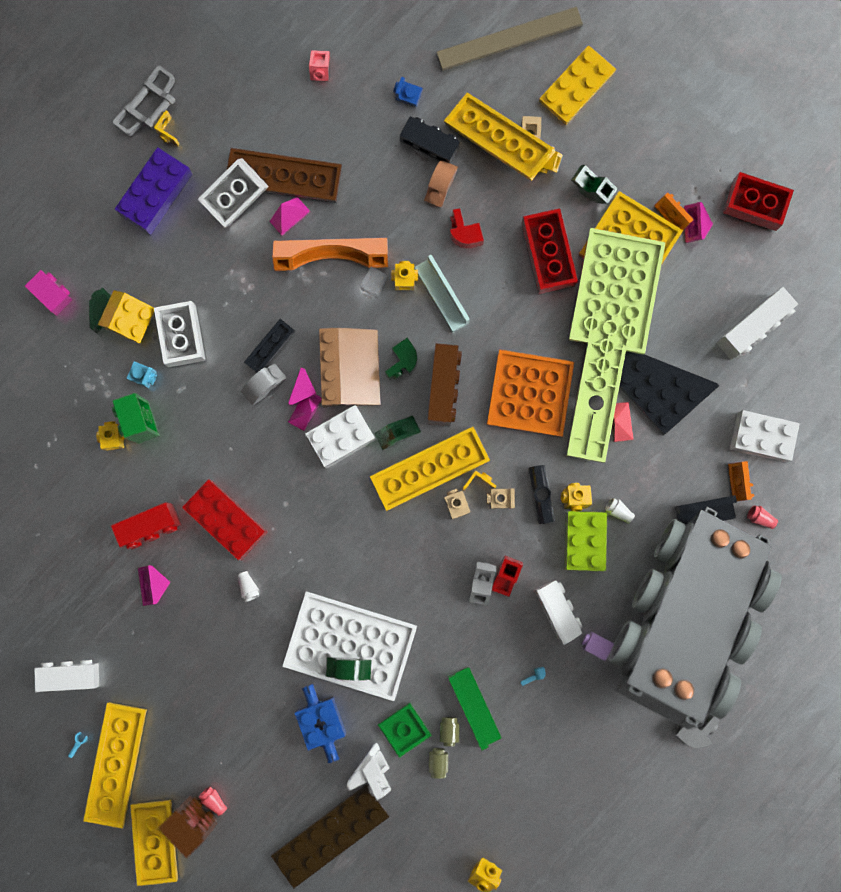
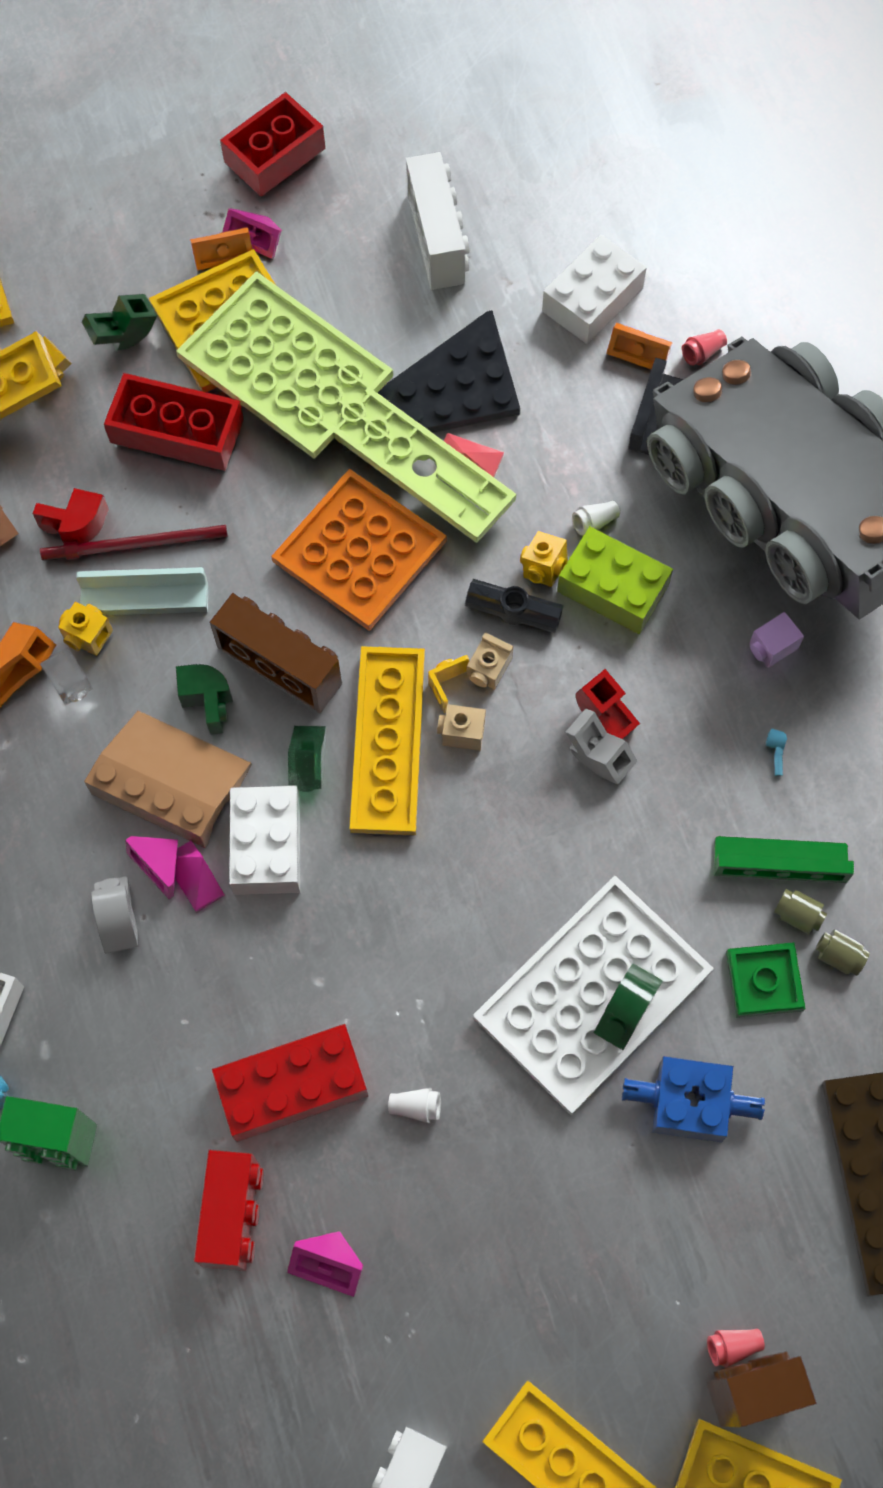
camera: 60 degrees left, 15 degrees down
(109, 441) = (59, 1204): yellow brick -> none
(269, 346) = (64, 876): black plate -> none
(371, 771) = (804, 1055): white piece -> none
(447, 242) = (73, 550): none -> dark red bar
(559, 611) = (698, 667): white slope -> none

